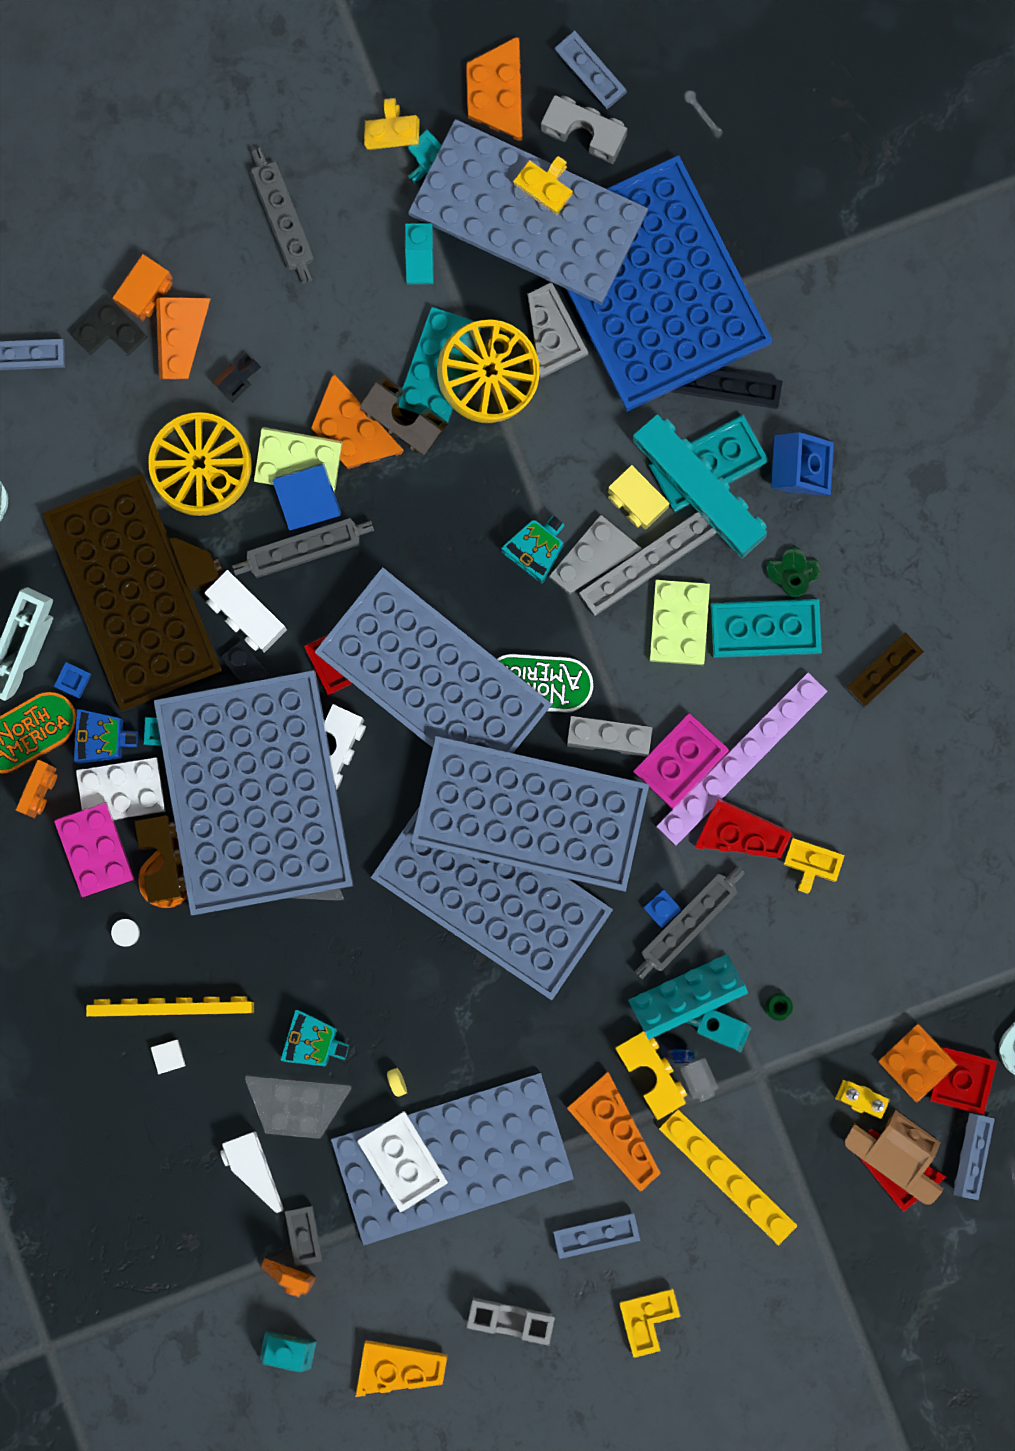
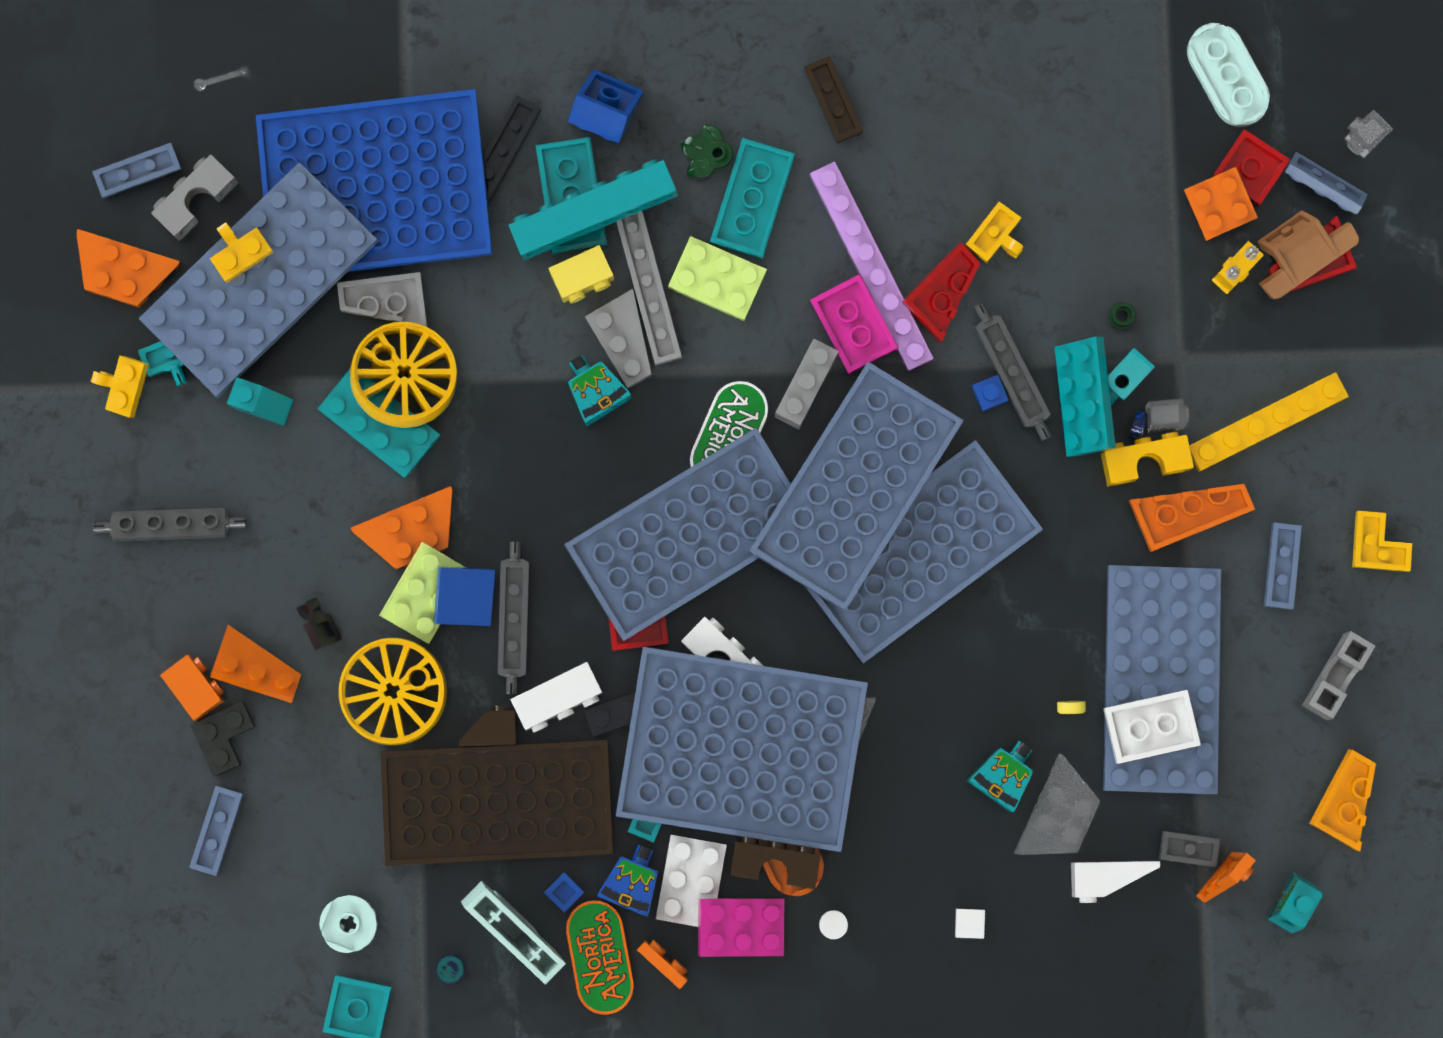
camera: 80 degrees left, 0 degrees up
(157, 1006) = (918, 916): yellow plate -> none
(383, 406) = (440, 464): dark brown arch -> none

